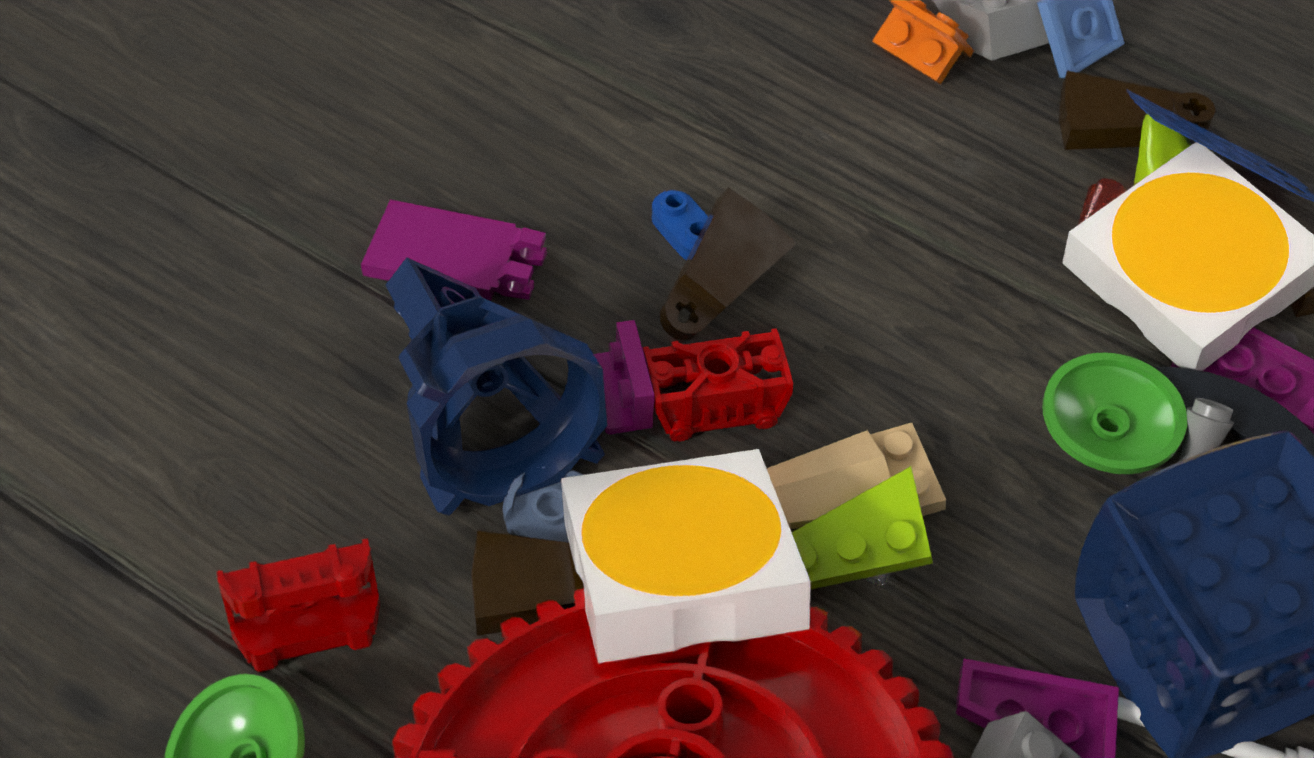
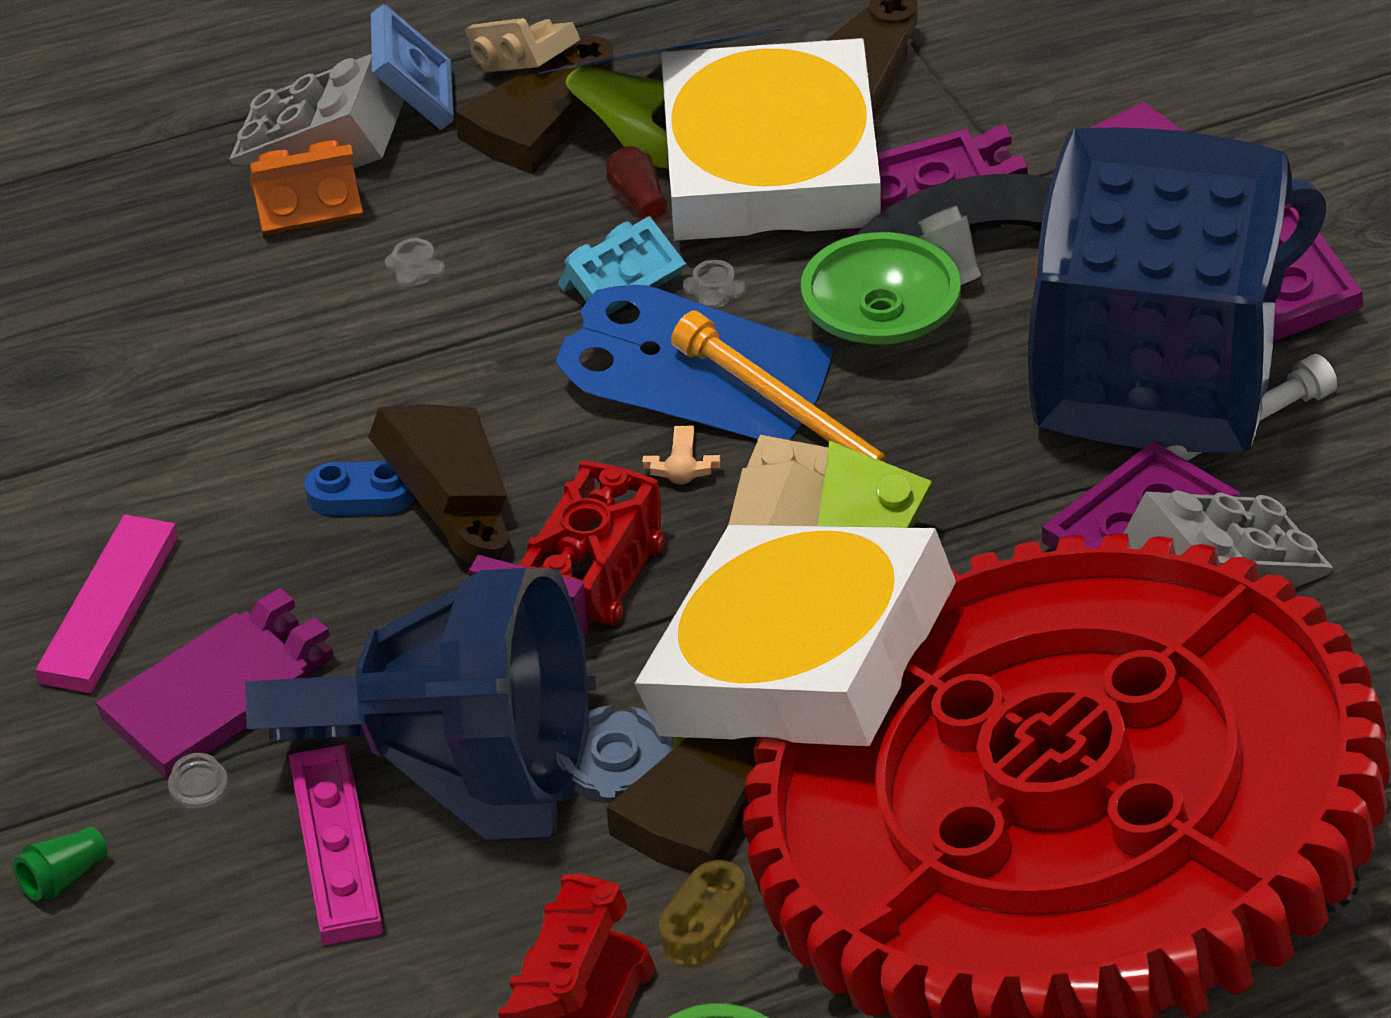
camera: 50 degrees left, 10 degrees down
(243, 259) = (56, 863): none -> green cone
(346, 405) = (335, 845): none -> dark pink tile
(361, 290) = (197, 781): none -> clear plate
(433, 645) = (712, 917): none -> clear yellow beam
(484, 156) = (106, 604): none -> dark pink tile
(848, 393) = (681, 465): none -> light nougat piece
(914, 134) = (414, 262): none -> clear plate
(959, 369) = (686, 385): none -> blue piece
(968, 329) = (698, 338): none -> light orange piece
(1007, 248) = (627, 257): none -> medium azure bracket
(1043, 311) = (714, 283): none -> clear plate
(1163, 68) = (516, 45): none -> tan bracket

